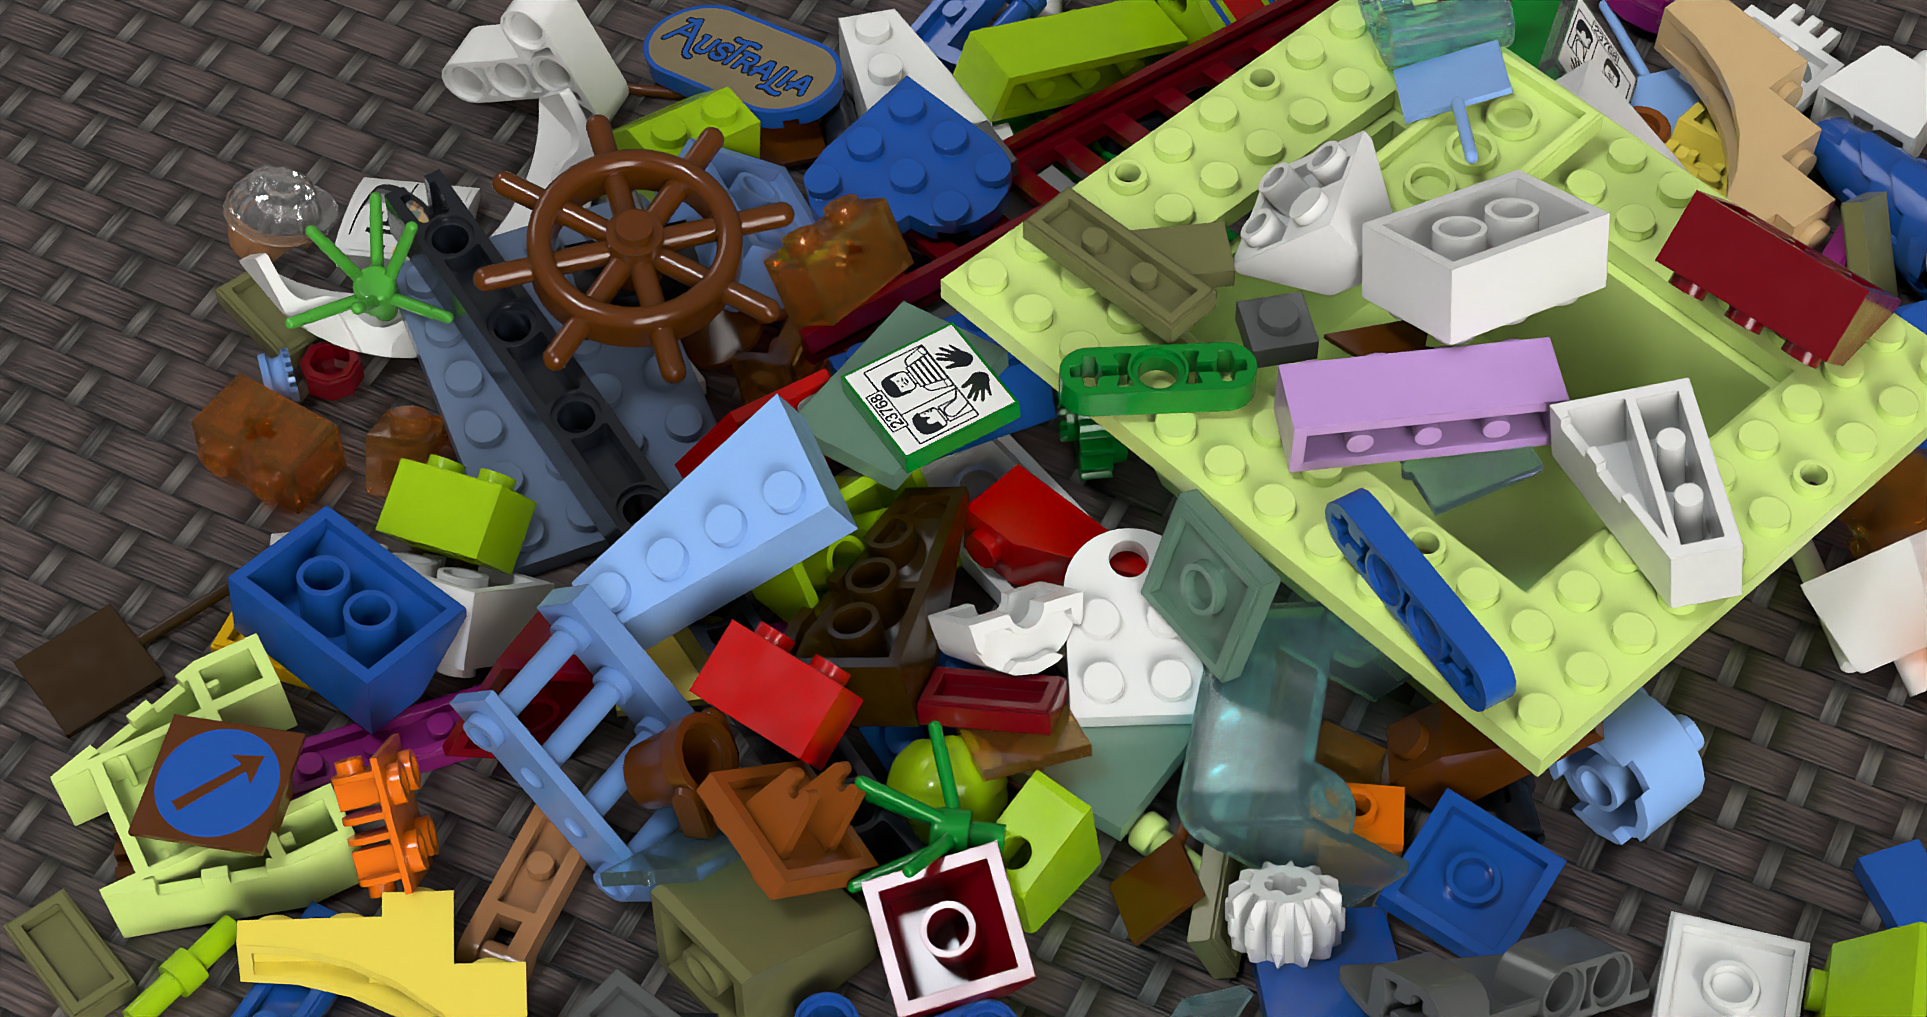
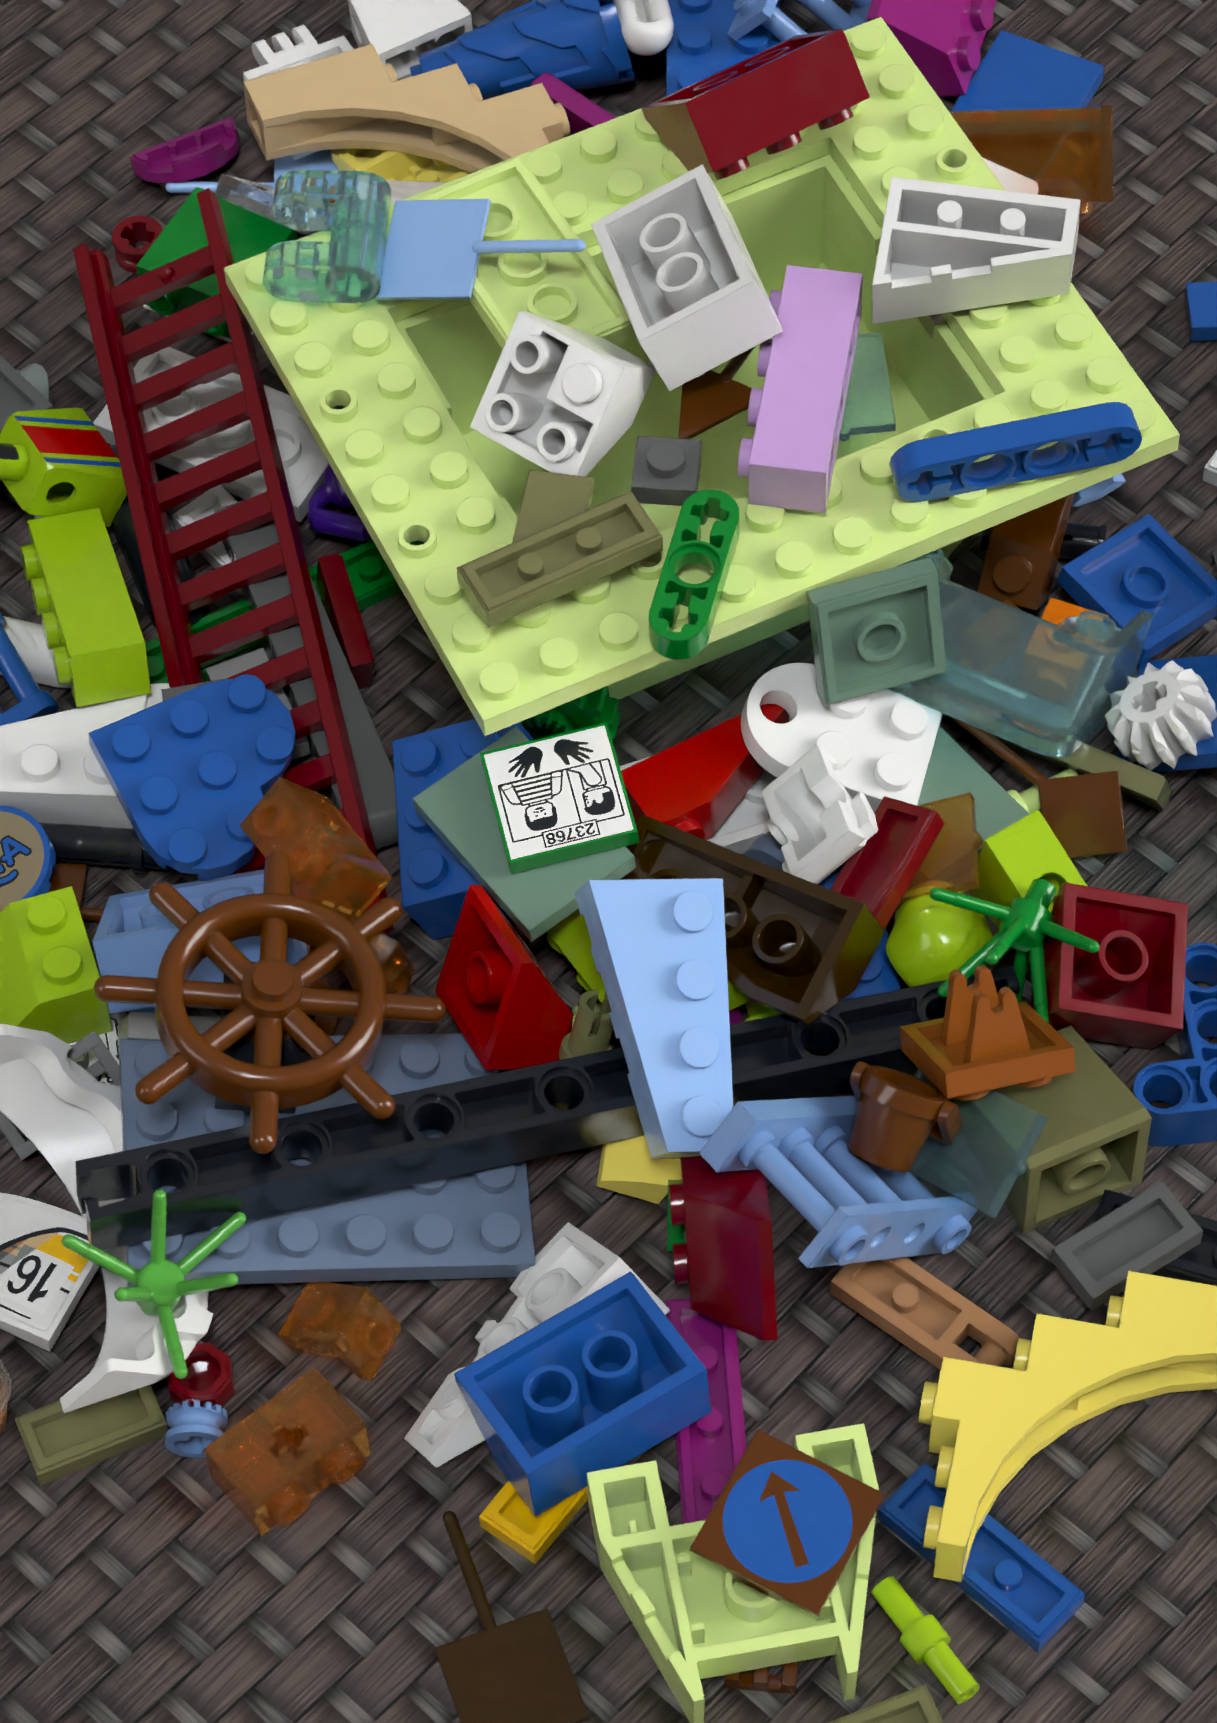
camera: 70 degrees left, 5 degrees up
(412, 837) = (859, 1386): orange hinge -> none
(456, 513) = (473, 1276): lime brick -> none
(776, 693) = (853, 1011): red brick -> none
(1869, 239) = (586, 82): olive tile -> none

